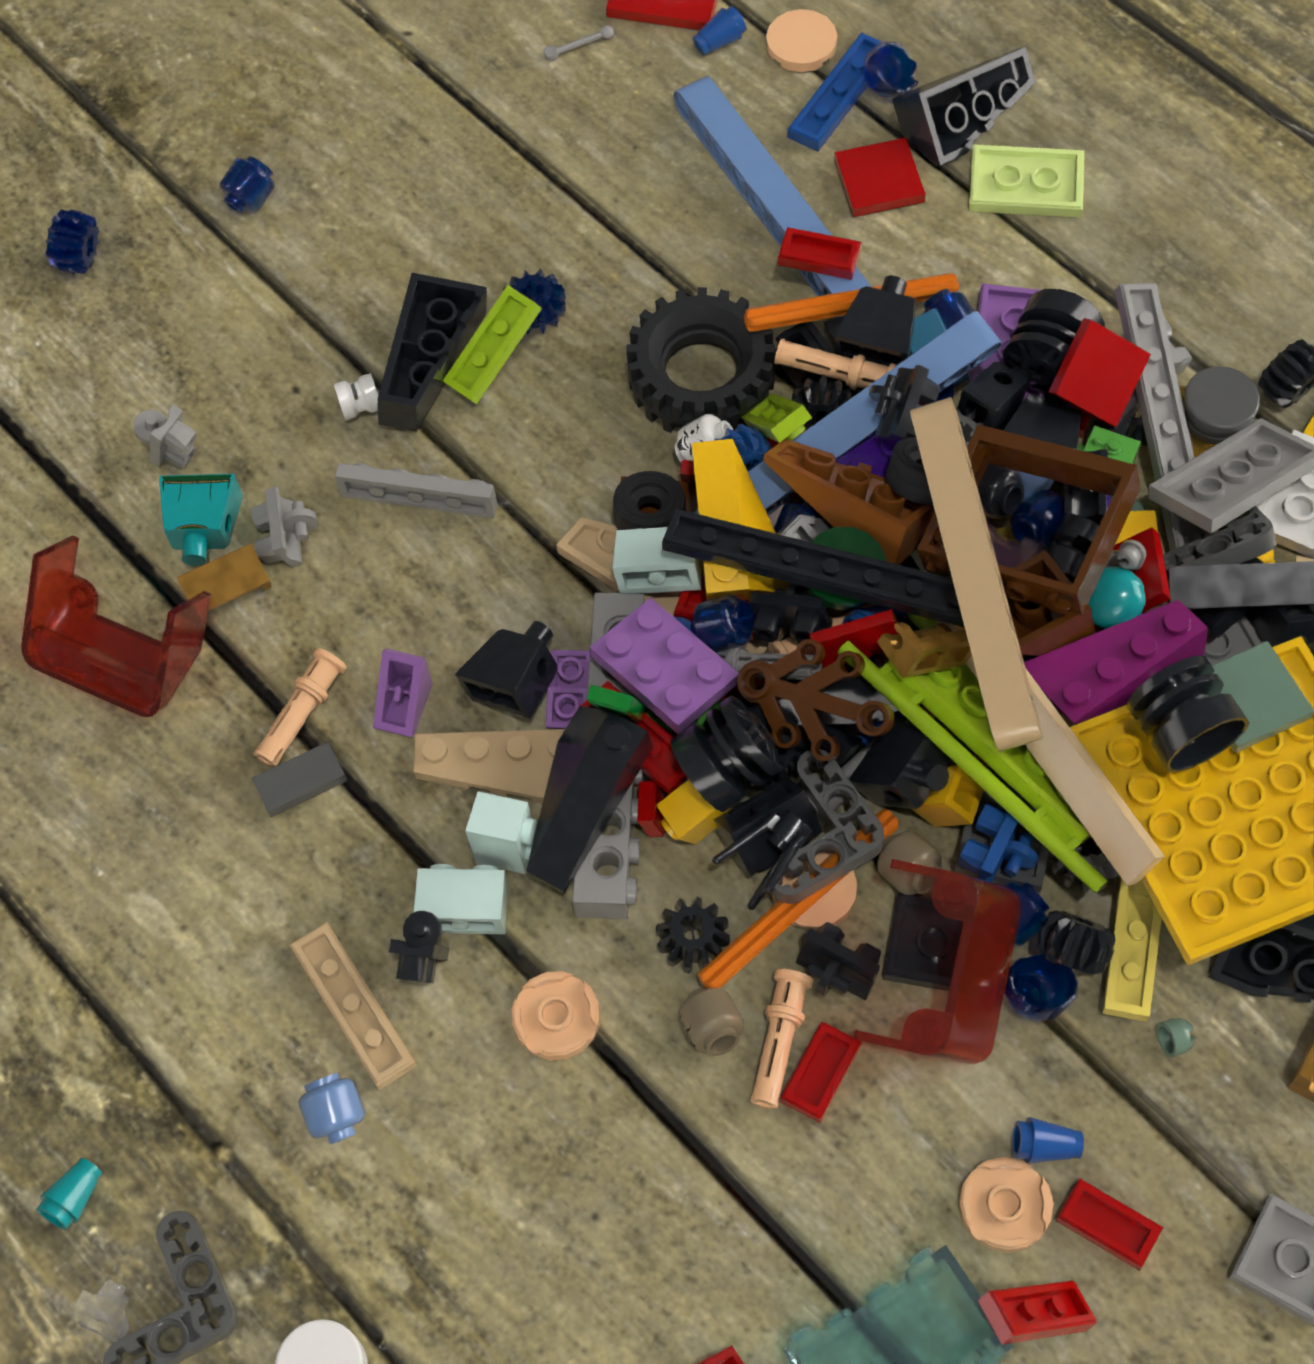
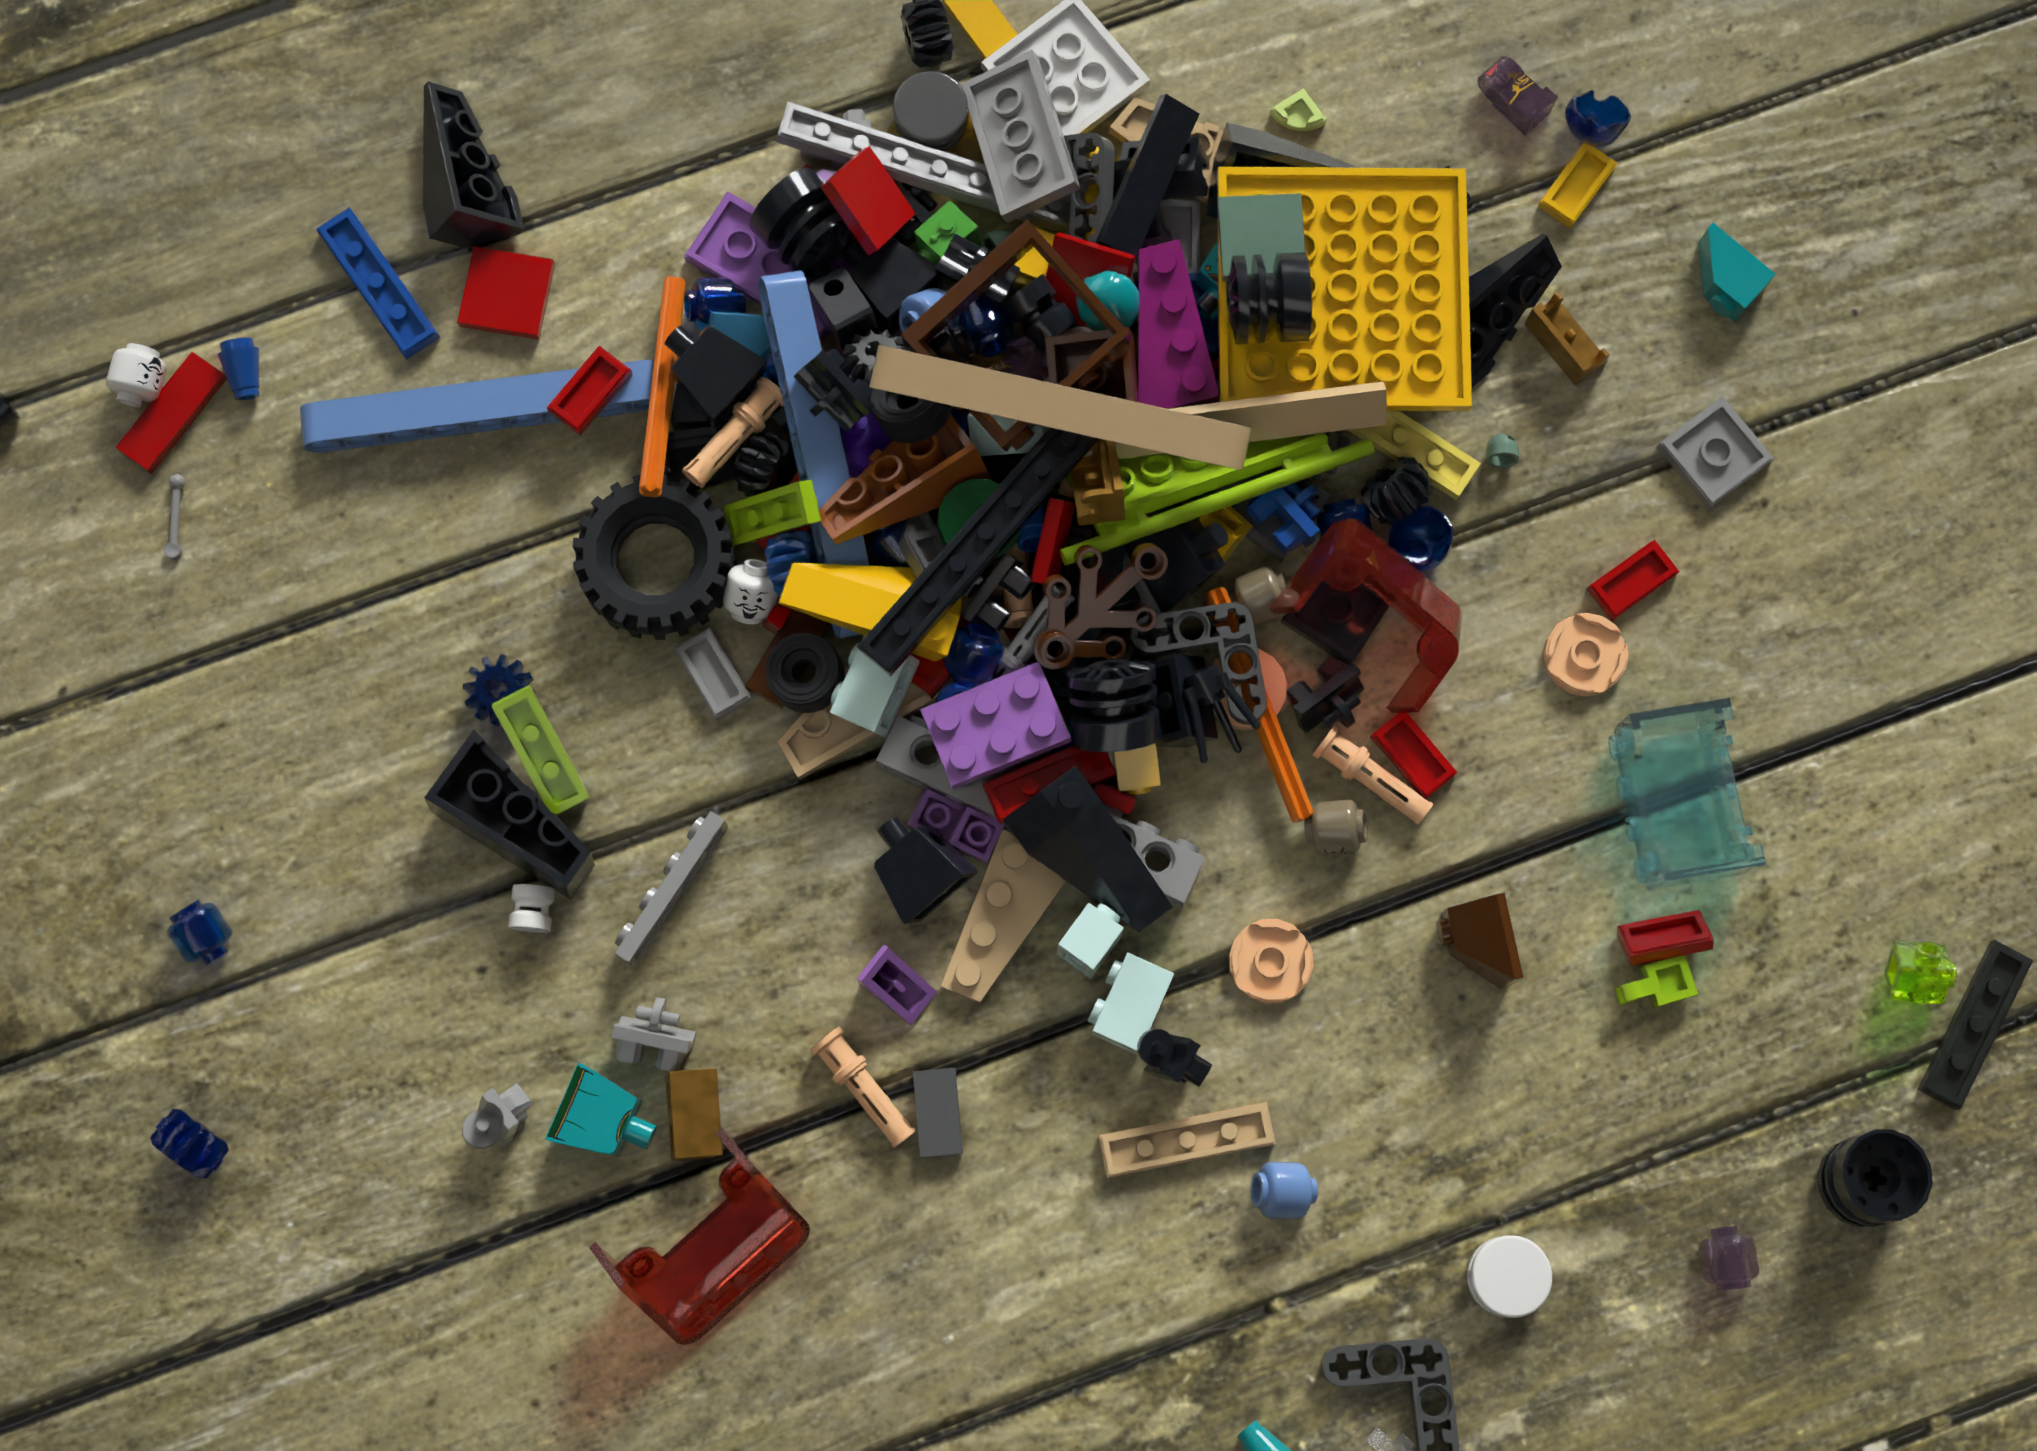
camera: 75 degrees left, 15 degrees up
(617, 702) = (1031, 783): green tile -> none
(622, 451) = (712, 673): none -> light grey tile
(655, 1202) = (1482, 939): none -> reddish brown slope
(690, 919) = (1247, 824): black gear -> none
(801, 40) = (292, 291): light nougat tile -> none
(889, 70) = (387, 223): clear blue hair -> none
(1027, 181) = (579, 157): yellowish green tile -> none
(1037, 1311) = (1698, 668): red tile -> none
(1045, 1141) = (1549, 599): blue cone -> none
(1129, 556) = (1084, 266): light grey arm -> none

